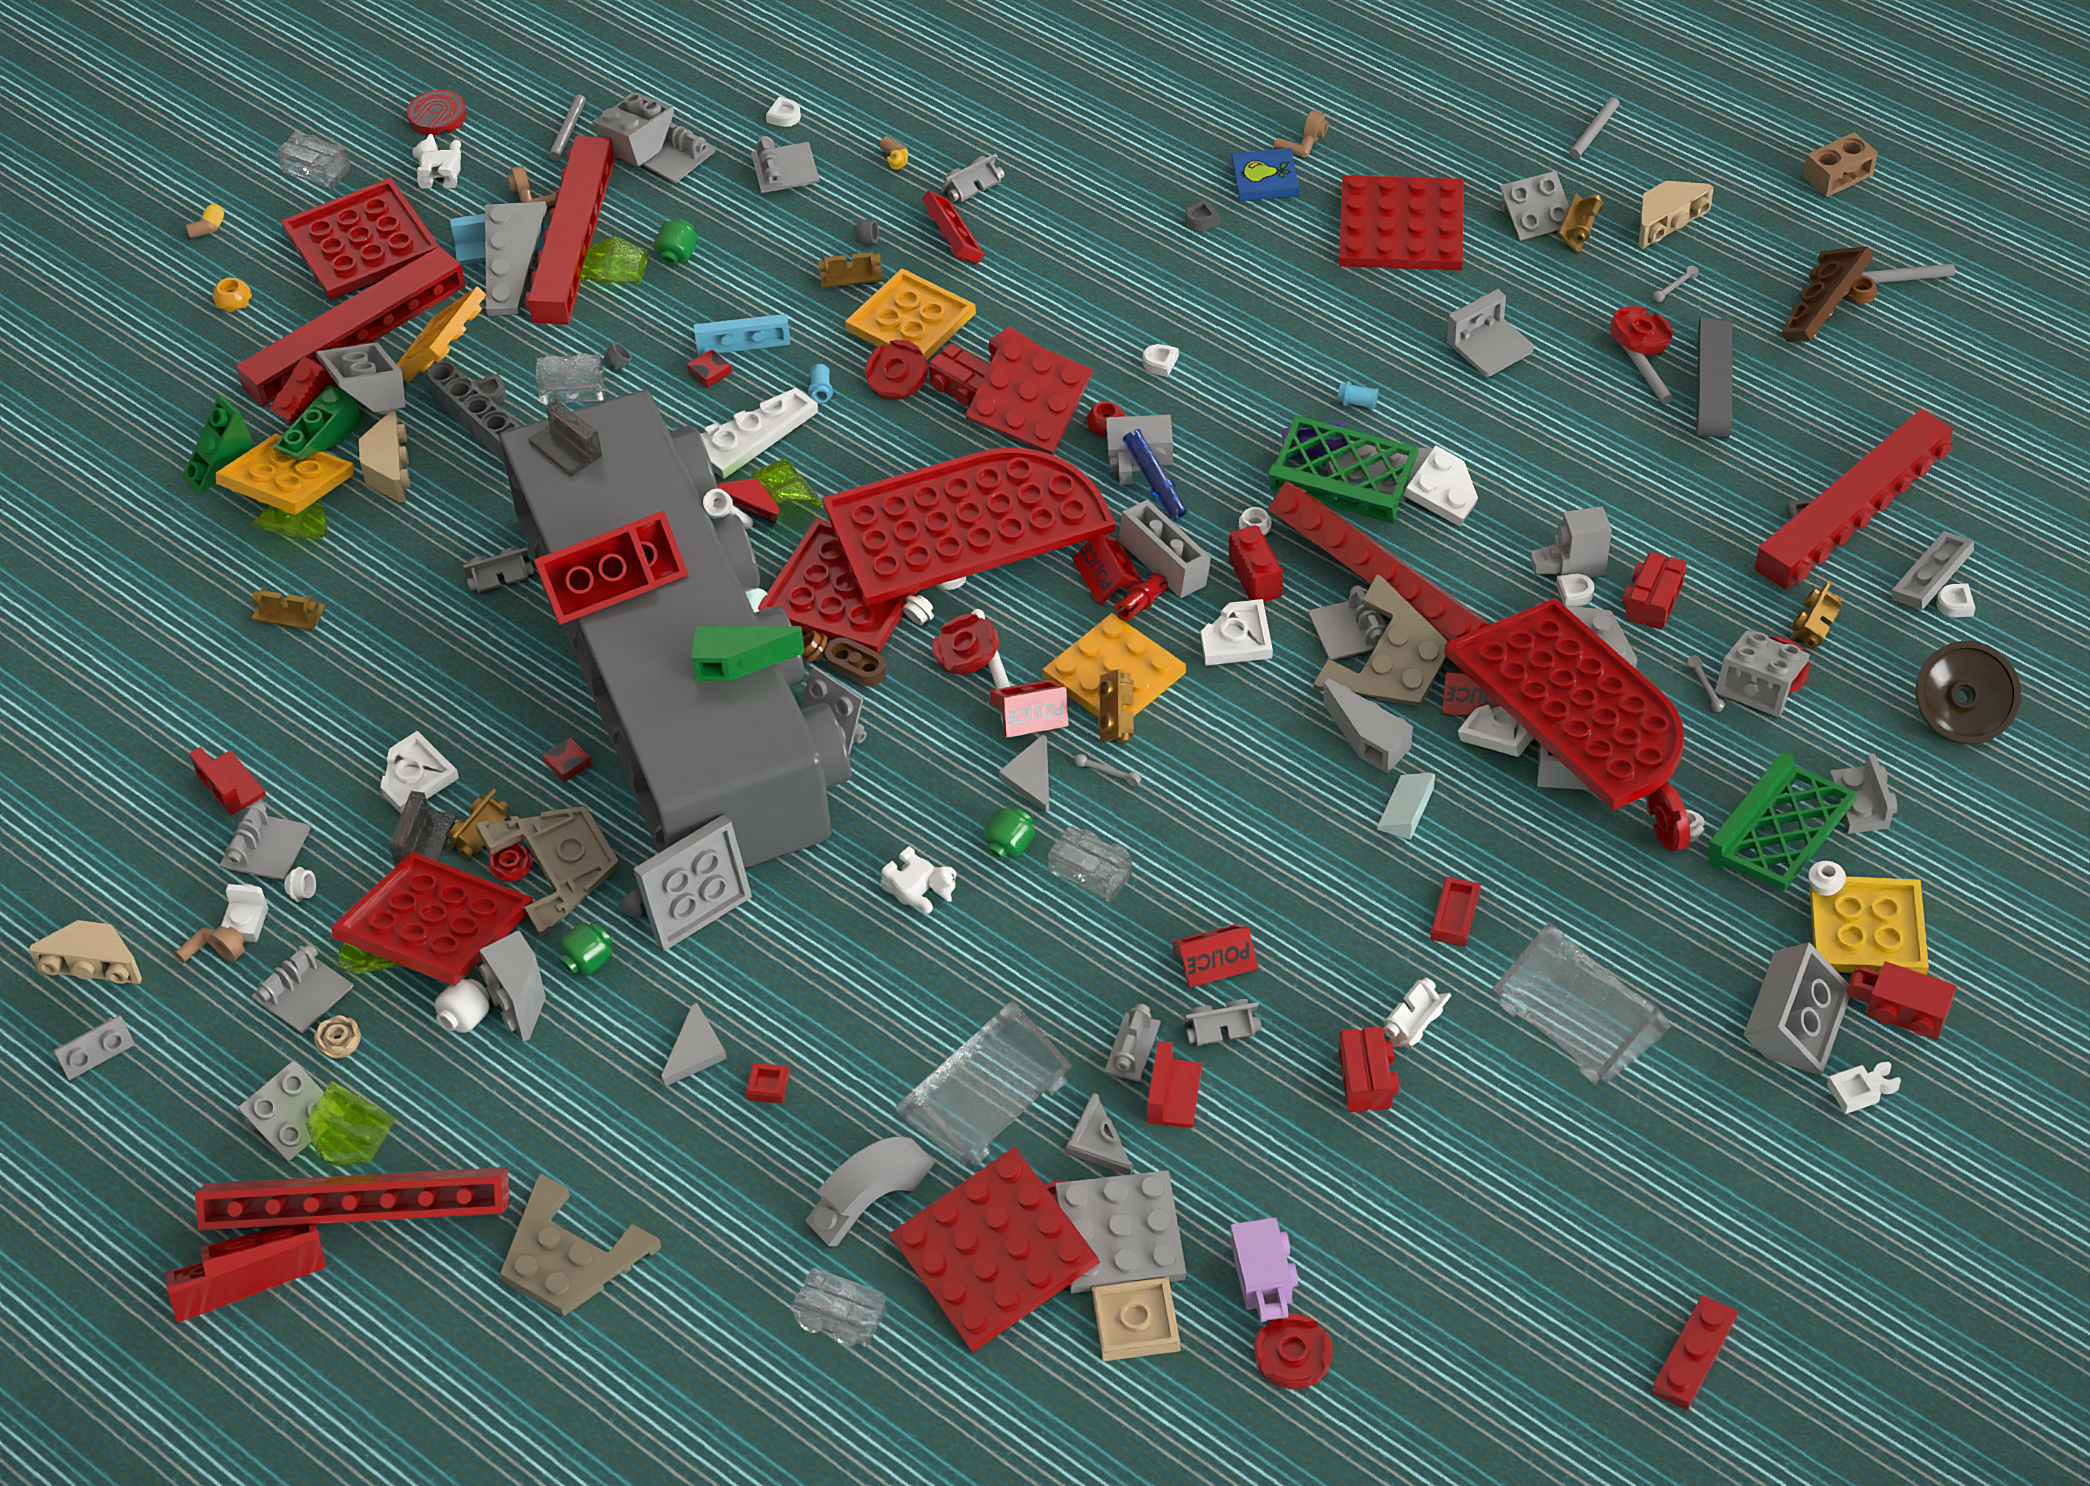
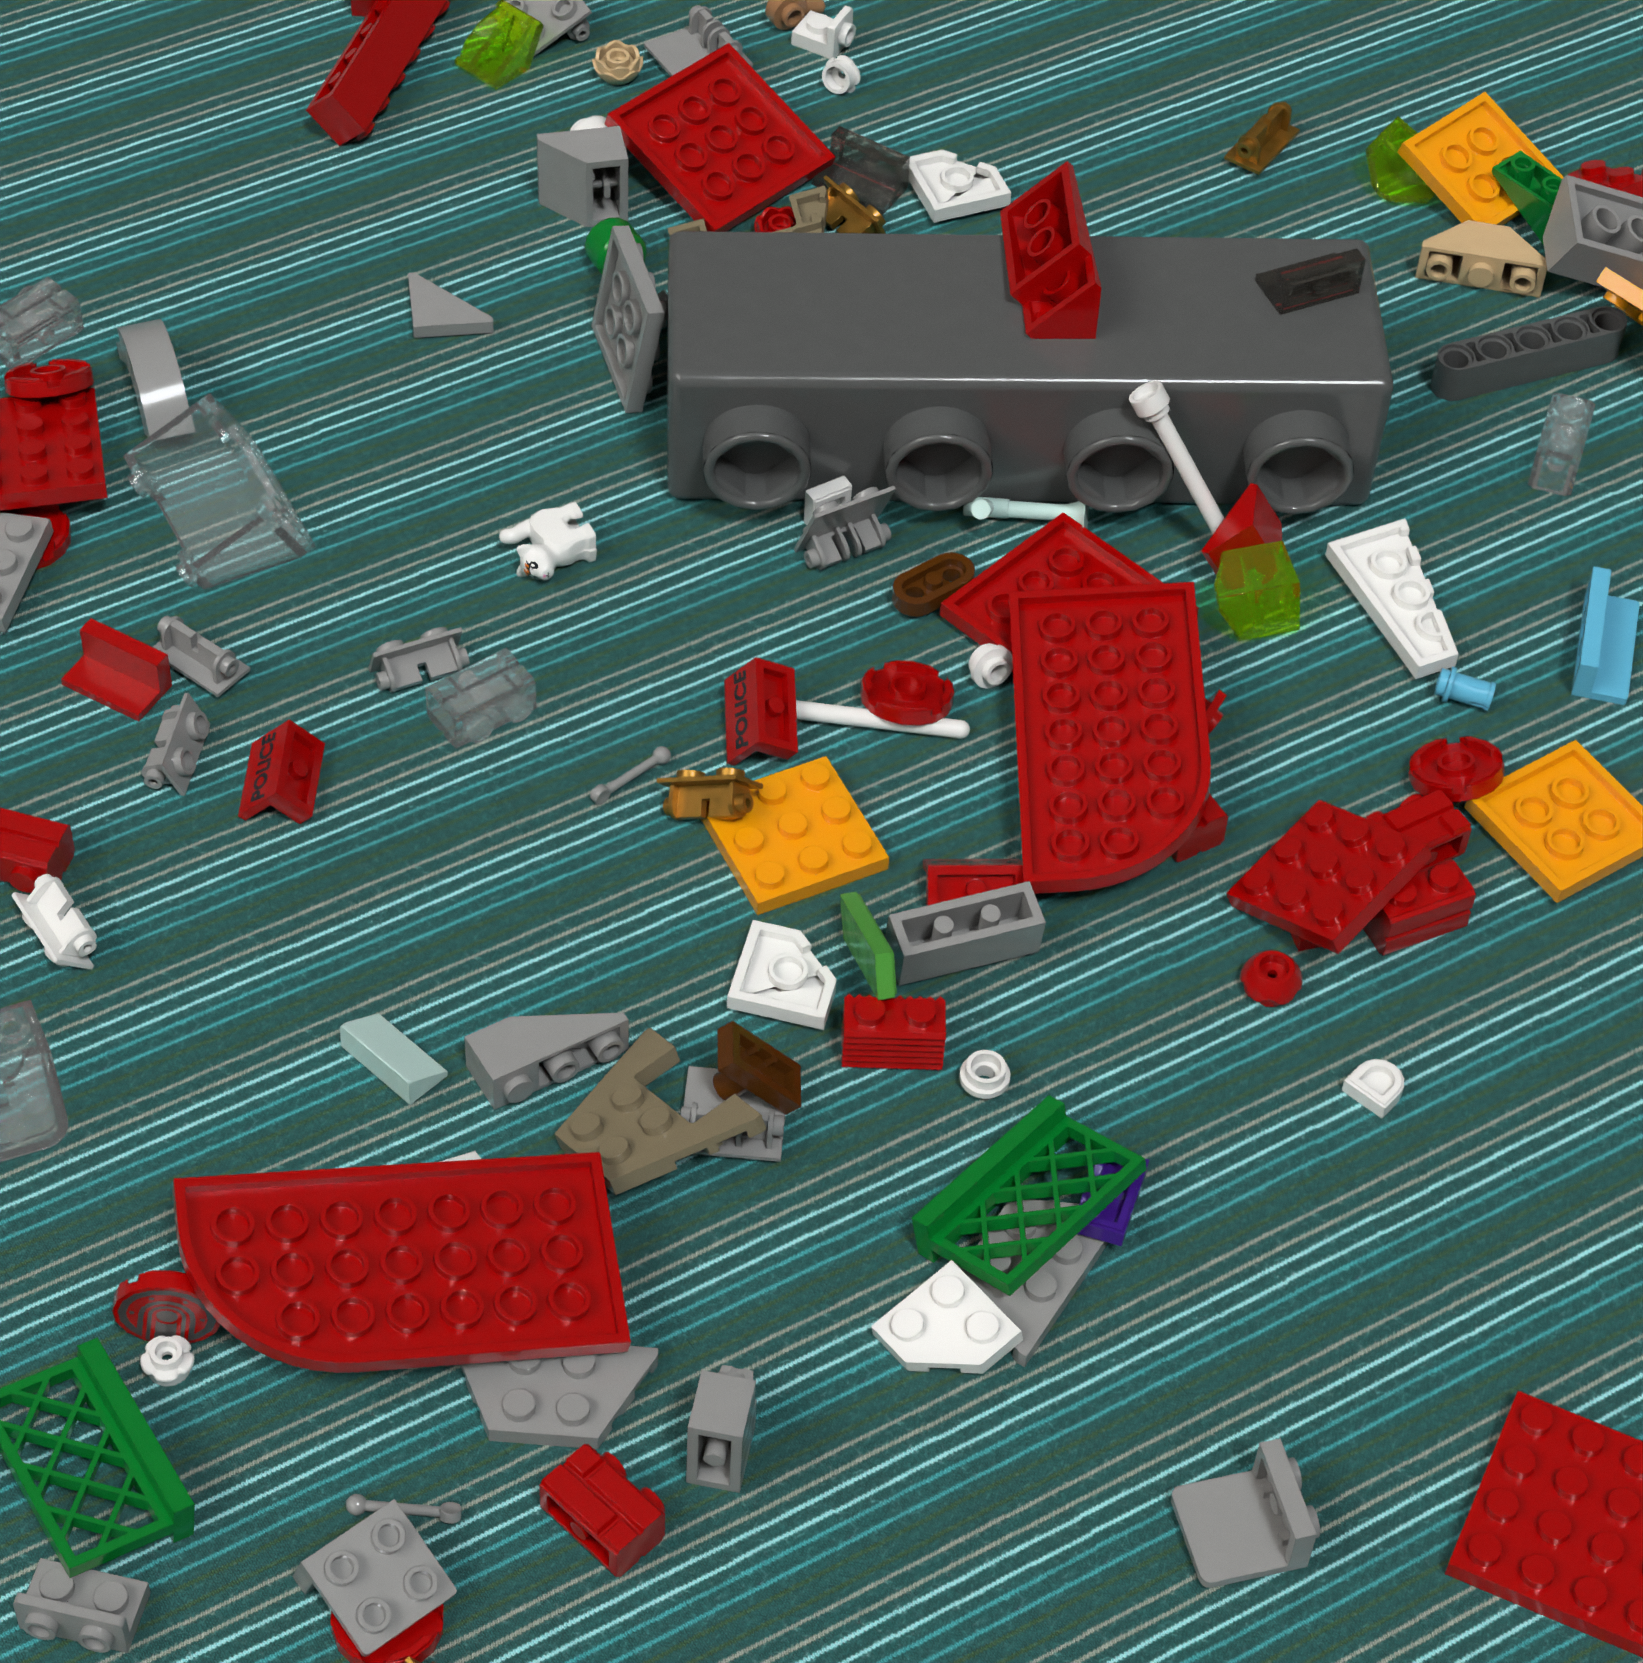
camera: 105 degrees right, 0 degrees up
(220, 443) = (1556, 118): green slope -> none
(227, 780) = (1023, 49): red panel -> none
(264, 844) = (915, 60): light grey hinge -> none
(493, 388) = (1583, 381): dark grey tile -> none
(560, 1266) = (246, 152): dark tan wing -> none
(617, 355) = (1600, 495): dark grey hinge -> none
(709, 368) = (1545, 593): red tile -> none
(736, 651) = (865, 320): green slope -> none
(767, 1083) = (356, 355): red tile -> none
(814, 646) = (977, 550): dark orange plate -> none
(902, 1258) = (55, 379): none -> red tile
(1009, 833) = (571, 637): green head -> none
(1029, 773) = (664, 697): light grey tile -> none
(1064, 916) = (401, 661): none -> light grey hinge
(1097, 1140) = (98, 592): light grey tile -> none
(1141, 596) = (894, 887): red pin -> none
(1157, 433) = (1196, 983): light grey hinge -> none
(1161, 486) = (1102, 972): clear blue pin -> none
(1207, 581) = (868, 945): none -> bright green tile
(1333, 606) = (757, 1067): none -> reddish brown tile
(1357, 395) = (1198, 1286): medium azure pin -> none
(1371, 559) = (806, 1166): red brick -> none
(1455, 911) = (195, 1043): red tile -> none
(1575, 589) = (666, 1420): white tile -> none

